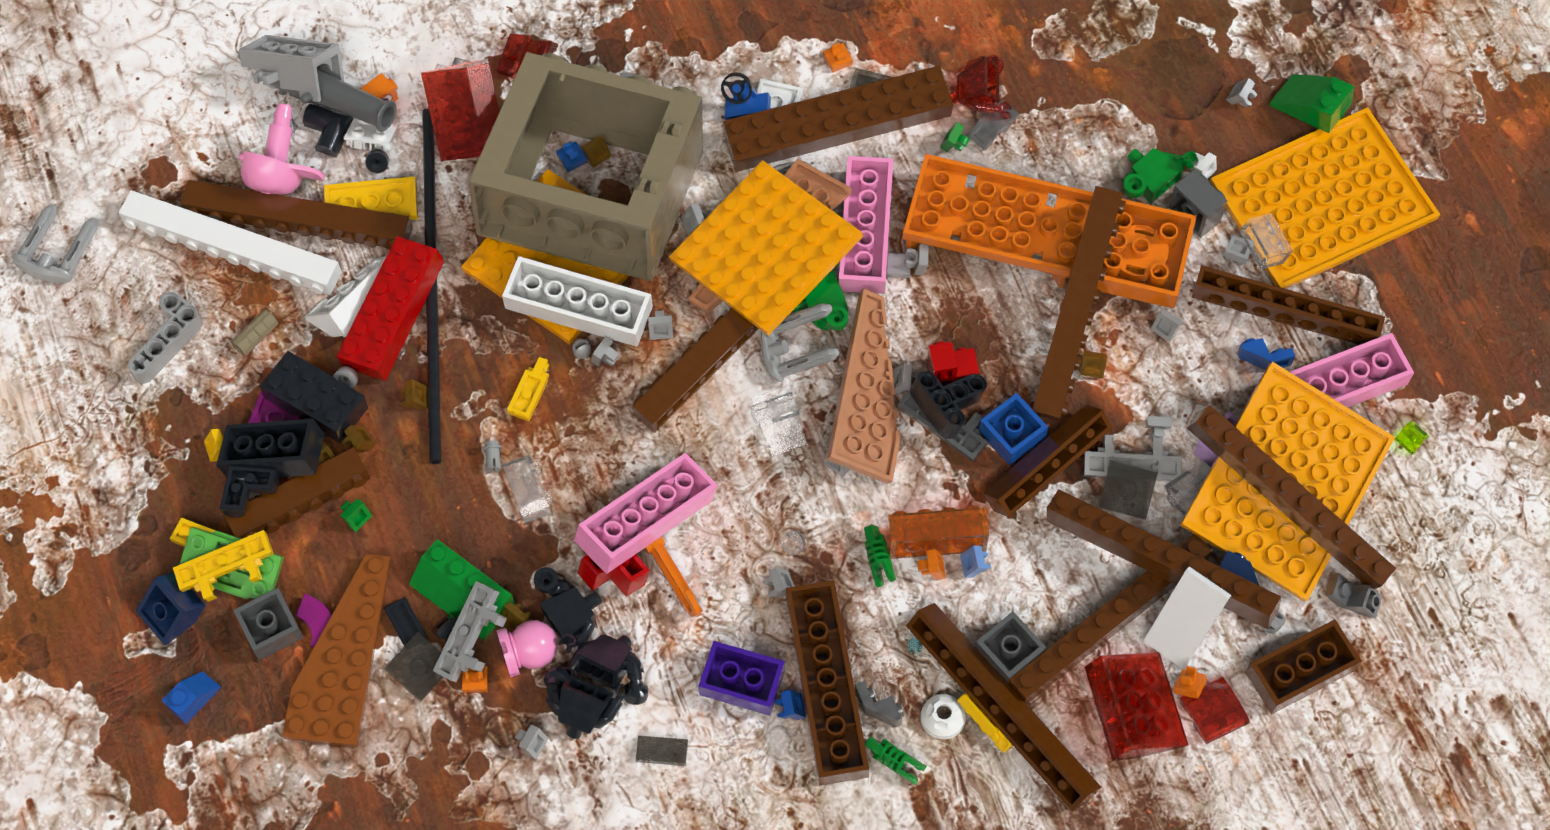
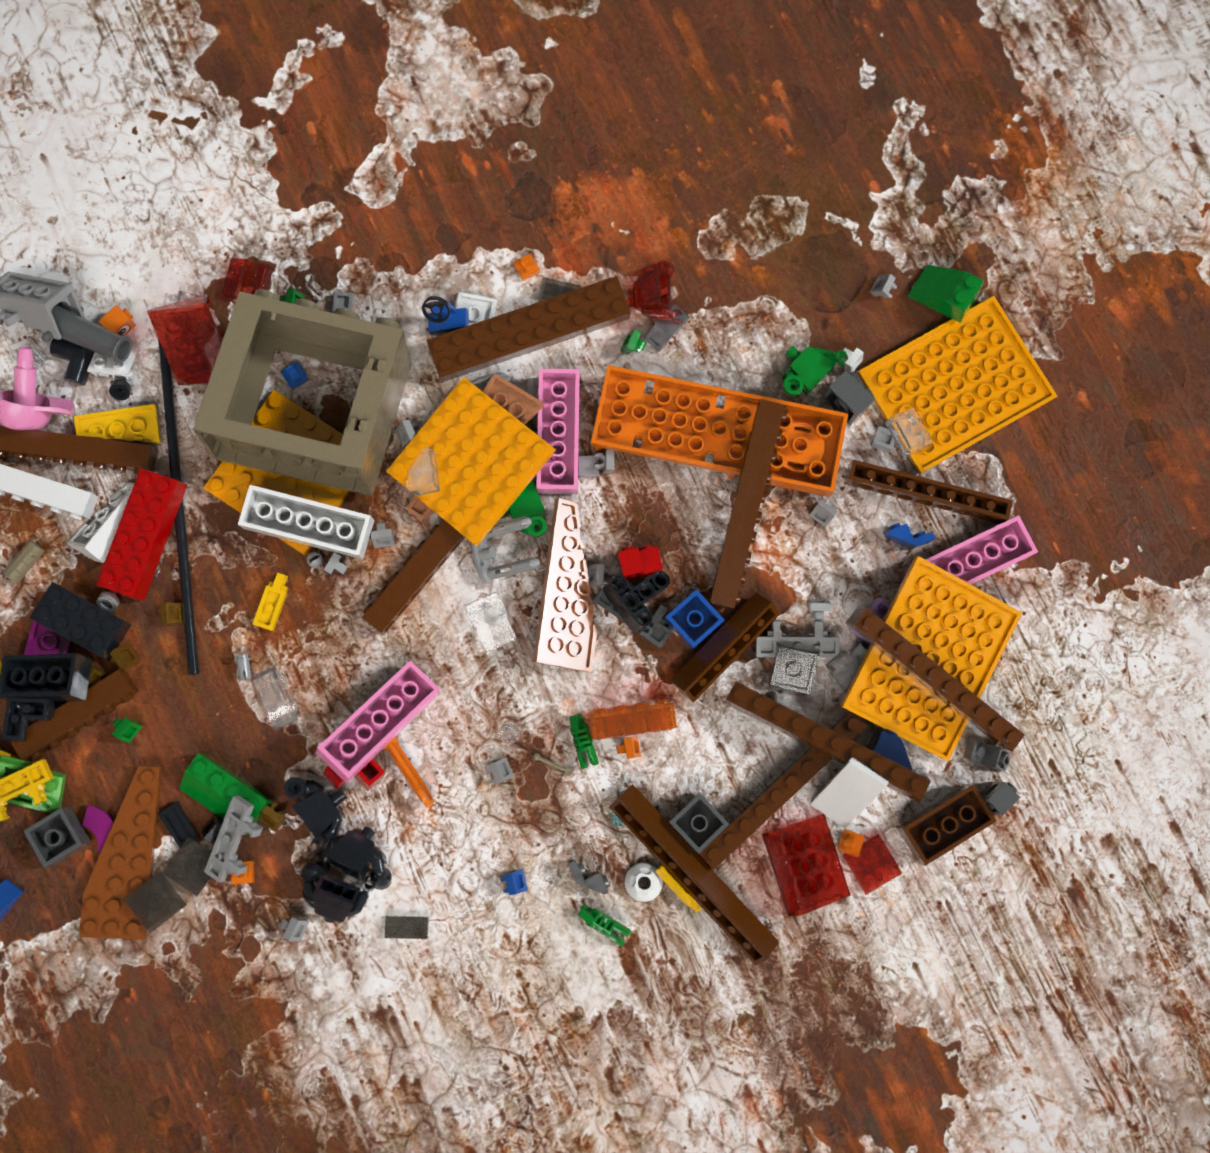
camera: 10 degrees left, 15 degrees up
(373, 701) = (155, 901): none -> clear smoke tile
(529, 645) = (285, 846): bright pink tile -> none
(596, 151) = (315, 370): pearl gold tile -> none
(712, 255) = (423, 474): none -> clear slope
(741, 678) = (470, 863): dark purple brick -> none
(827, 683) = (543, 863): reddish brown brick -> none
(859, 590) = (536, 756): none -> dark tan hinge
(974, 562) = (664, 742): medium blue tile -> none
(1093, 364) = (761, 552): pearl gold tile -> none
(1367, 636) = (1000, 797): none -> dark grey brick
(1411, 437) = (1035, 607): clear neon green tile -> none

